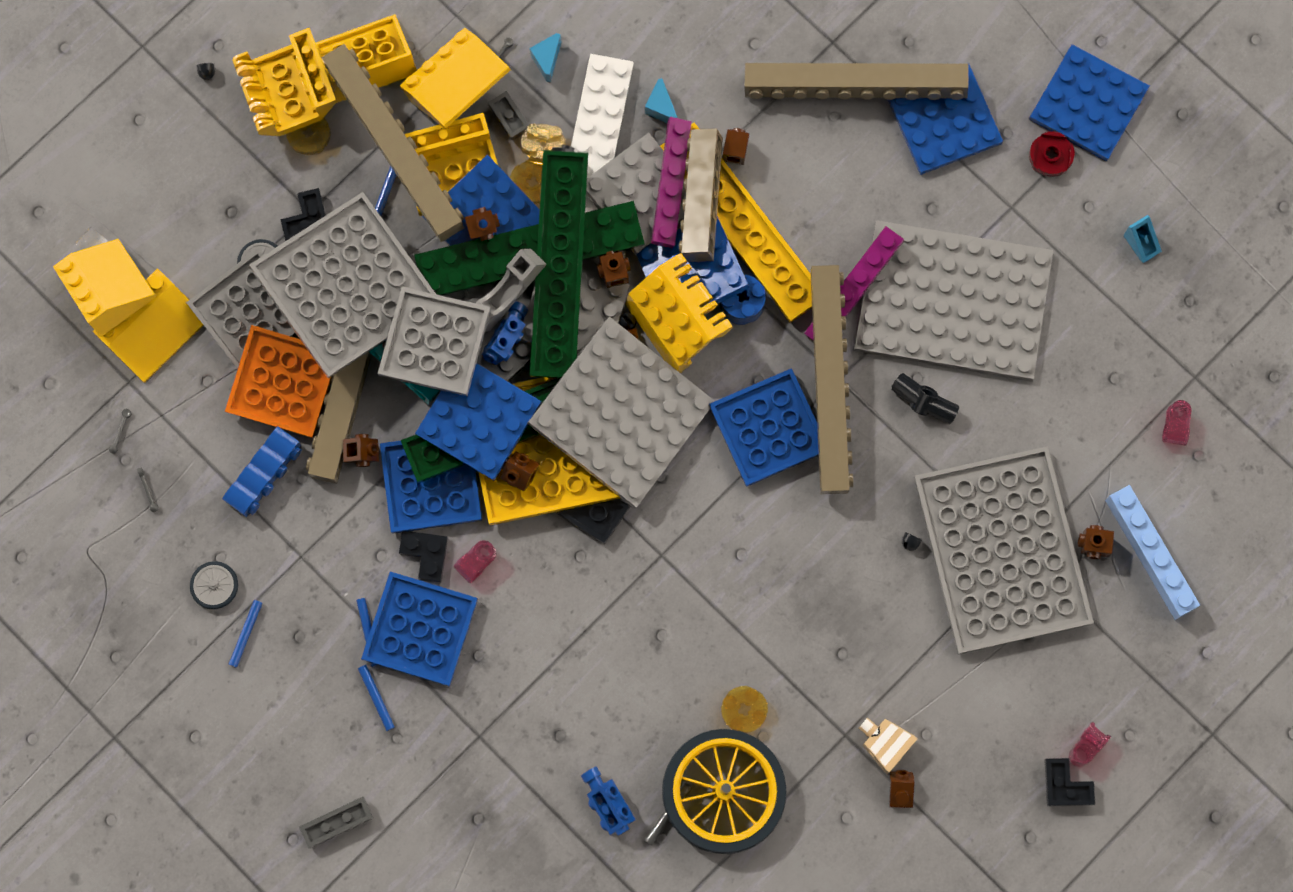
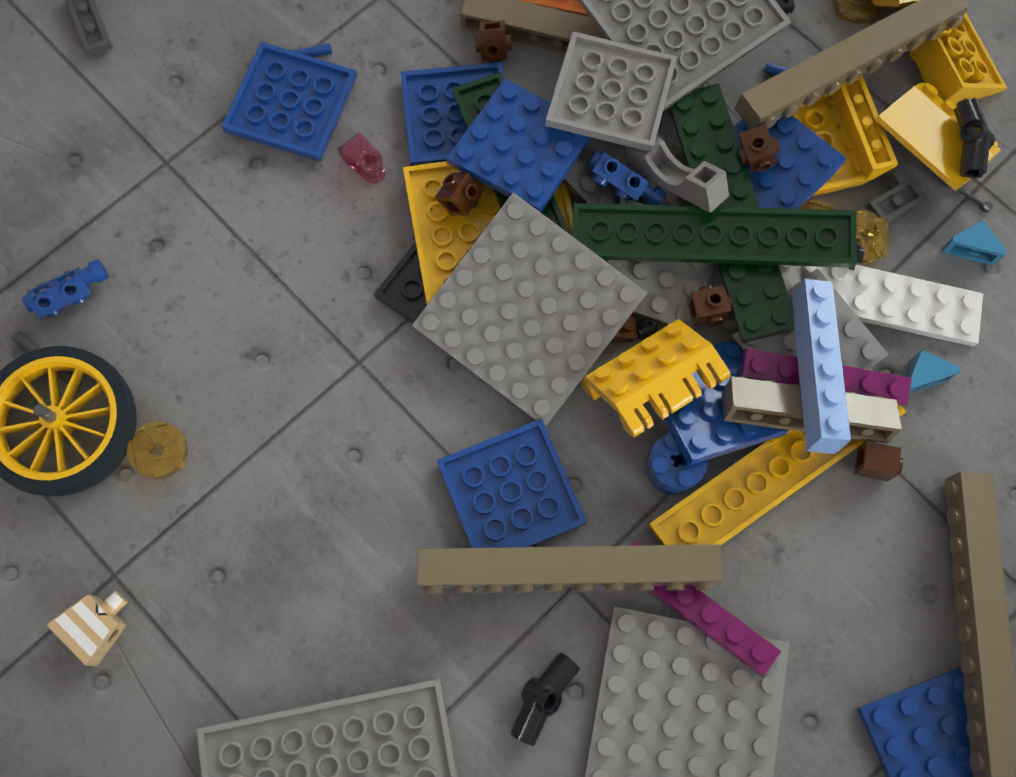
camera: 85 degrees right, 5 degrees down
(376, 698) = (219, 60): blue bar -> none
(430, 549) = (379, 116): black plate -> none
(453, 51) = (975, 136): none -> black piece
(672, 185) = (820, 367): none -> light blue brick
(901, 789) = (32, 643): reddish brown bracket -> none
(910, 542) = (354, 671): black hinge -> none

